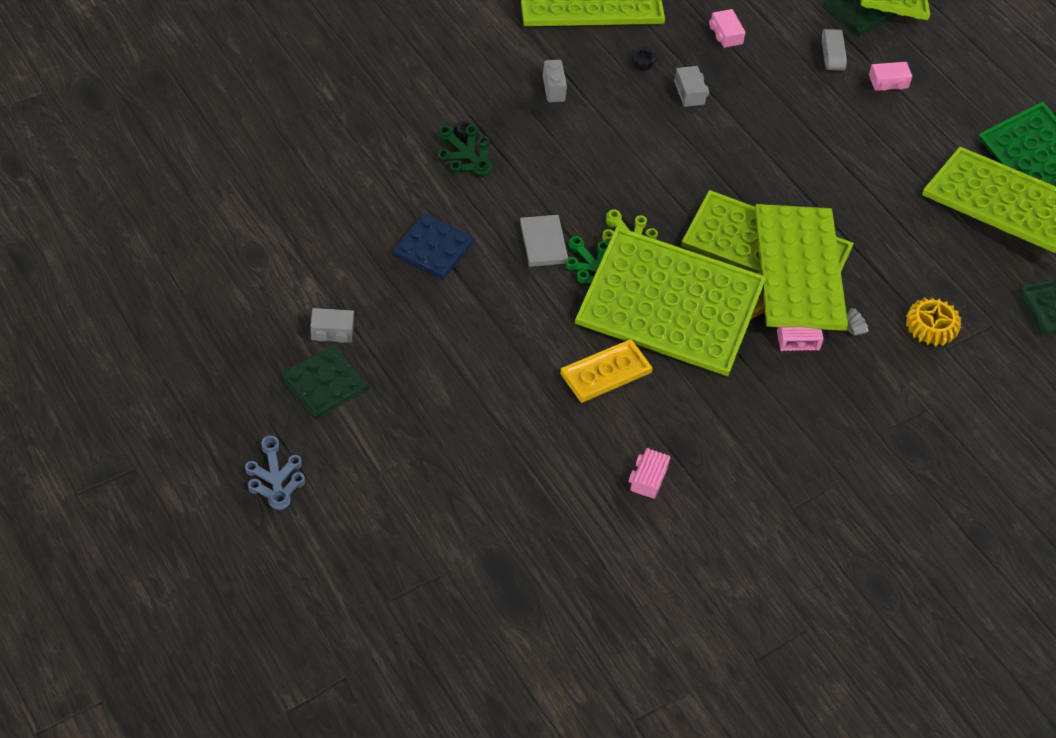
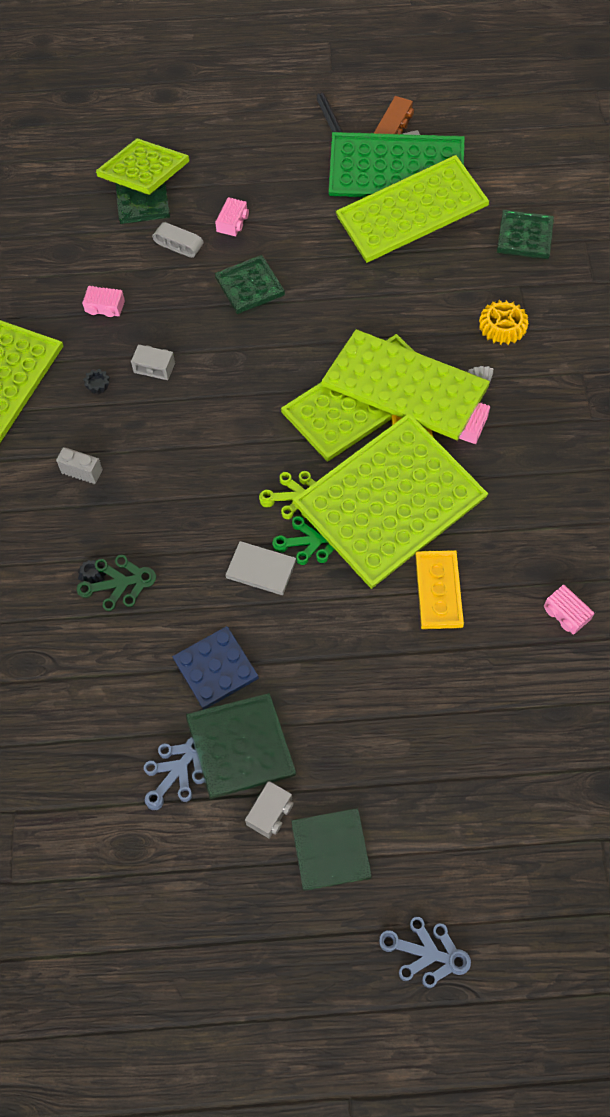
camera: 55 degrees left, 10 degrees up
(351, 259) = (178, 769): none -> sand blue plant
(374, 284) = (240, 745): none -> clear green plate
(826, 118) = (249, 284): none -> clear green plate

